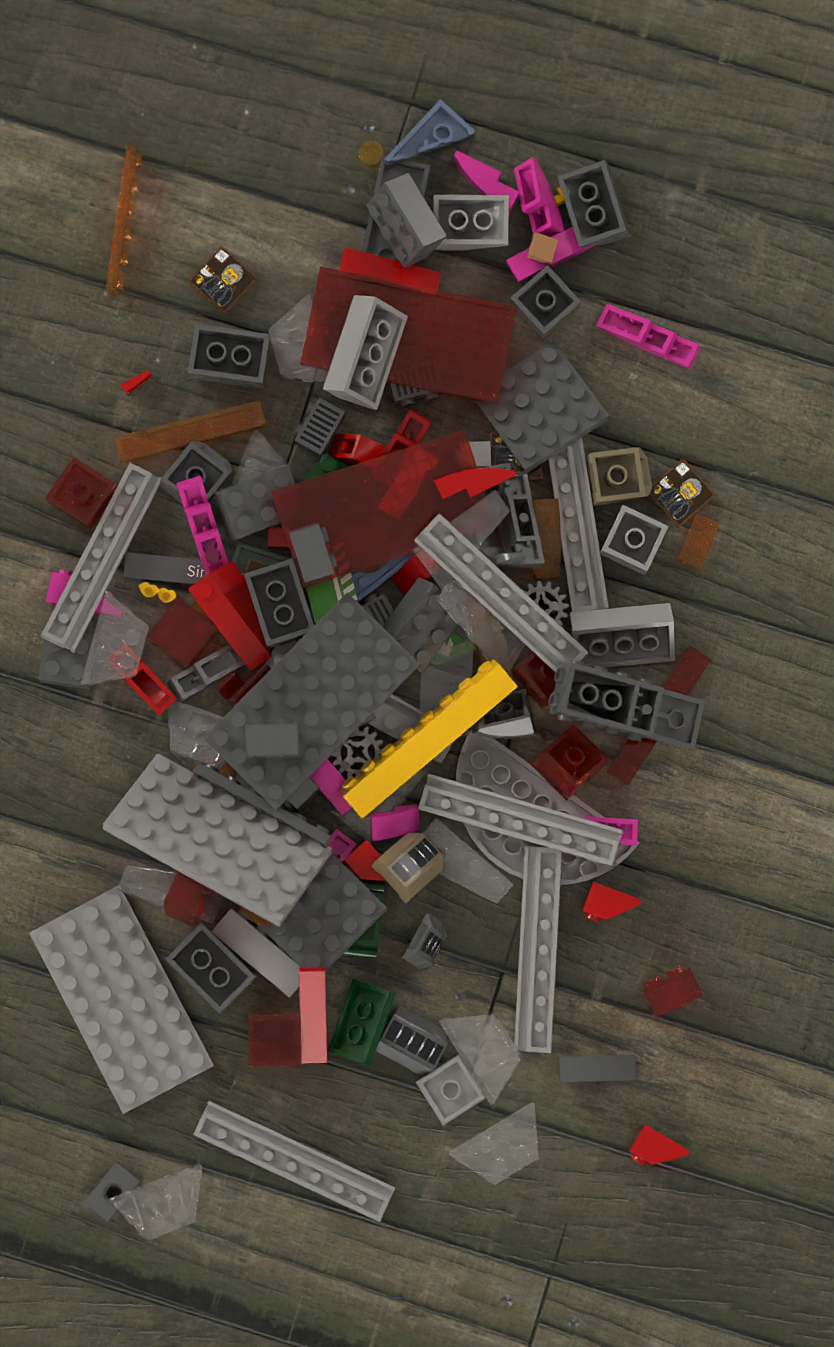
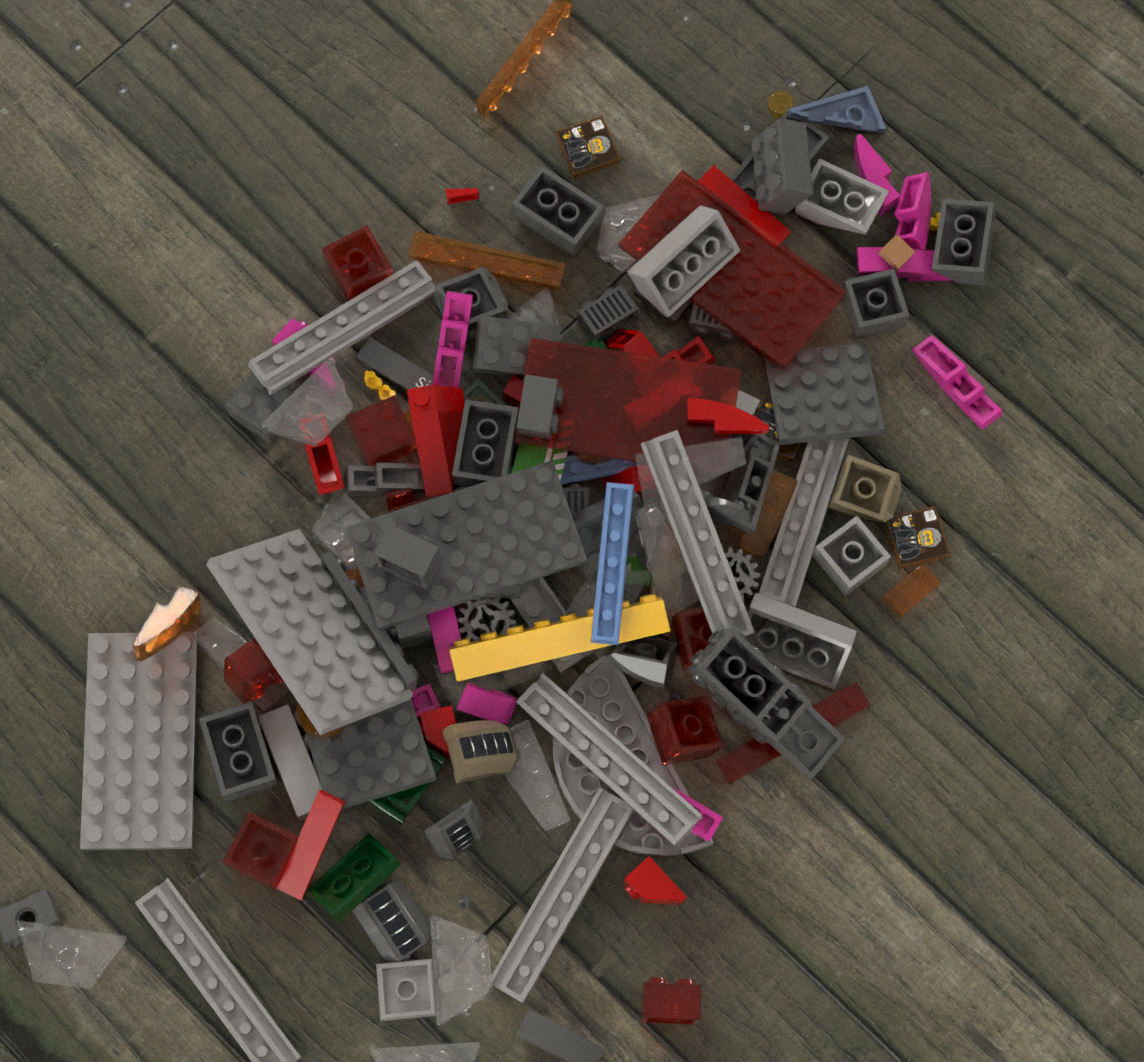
camera: 25 degrees right, 10 degrees down
(92, 891) = (167, 623): none -> clear orange slope
(441, 654) = (612, 564): none -> medium blue tile

